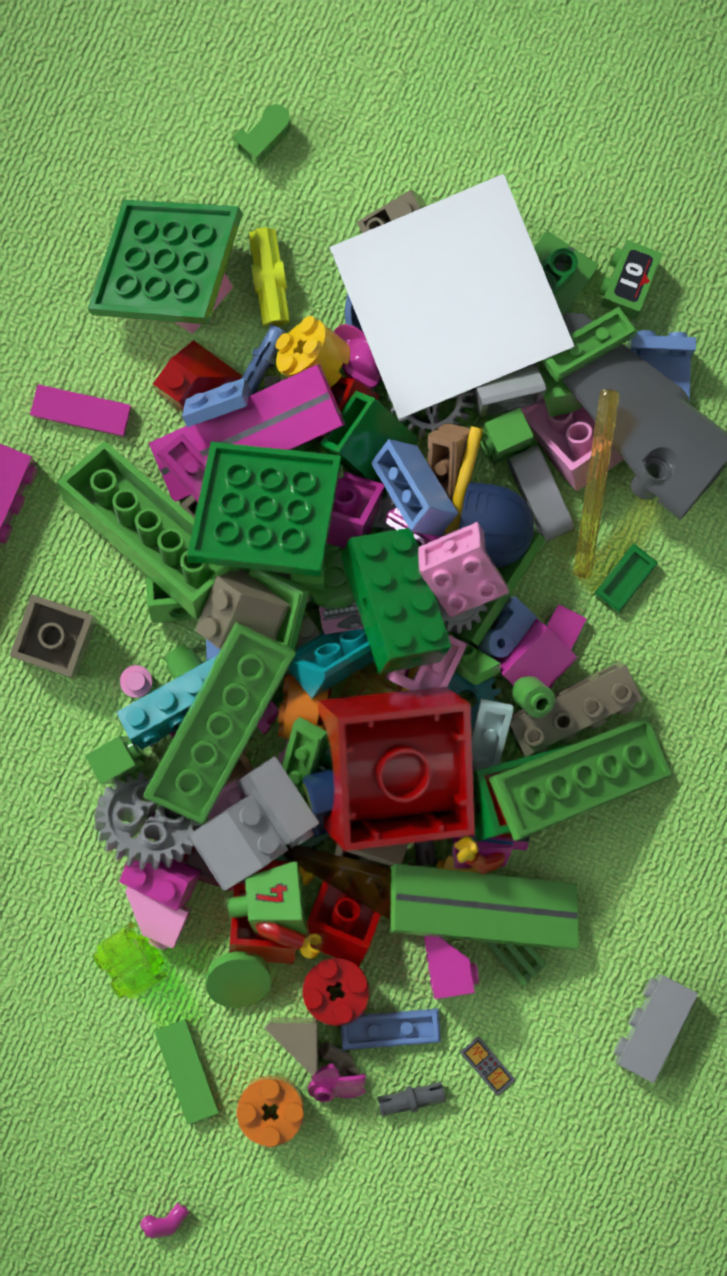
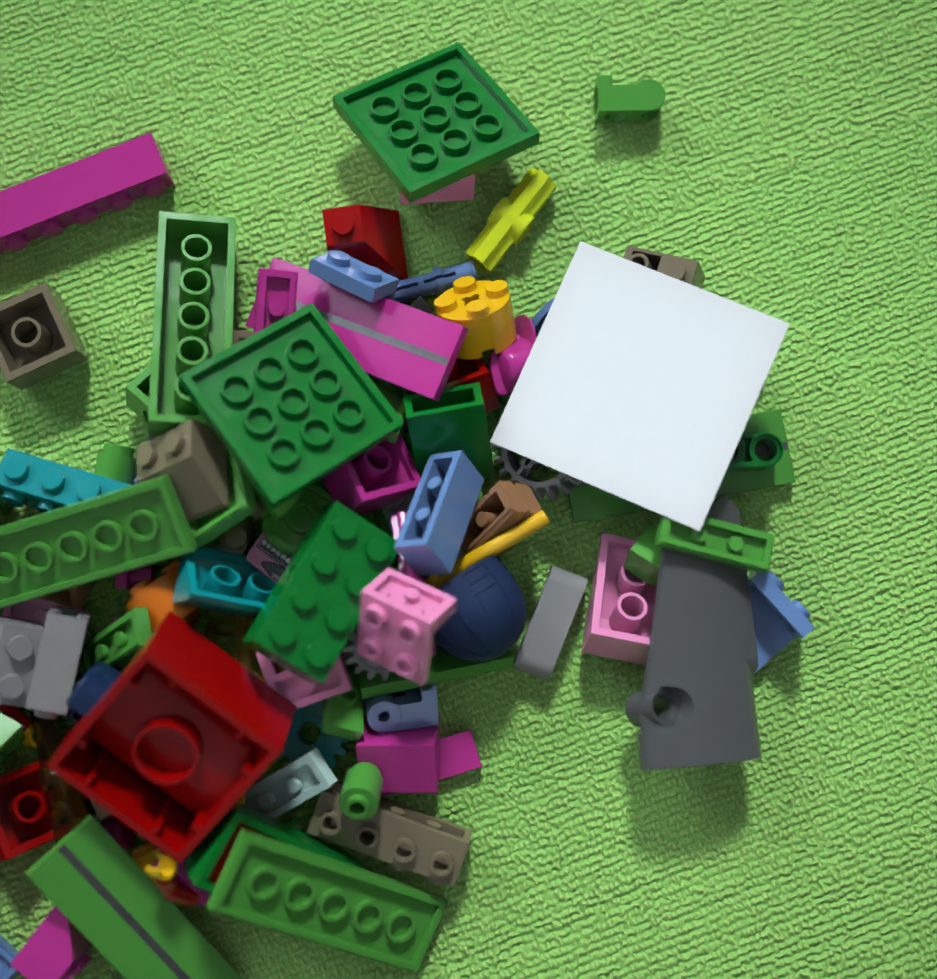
camera: 50 degrees right, 0 degrees up
(80, 410) = (250, 178): dark pink tile -> none
(136, 681) = (65, 440): bright pink plate -> none
(506, 436) = (567, 546): bright green brick -> none
(510, 392) = (609, 513): light grey slope -> none
(596, 483) = (603, 663): clear yellow axle -> none
(625, 578) = (549, 765): green tile -> none
(631, 278) = (809, 521): brick -> none

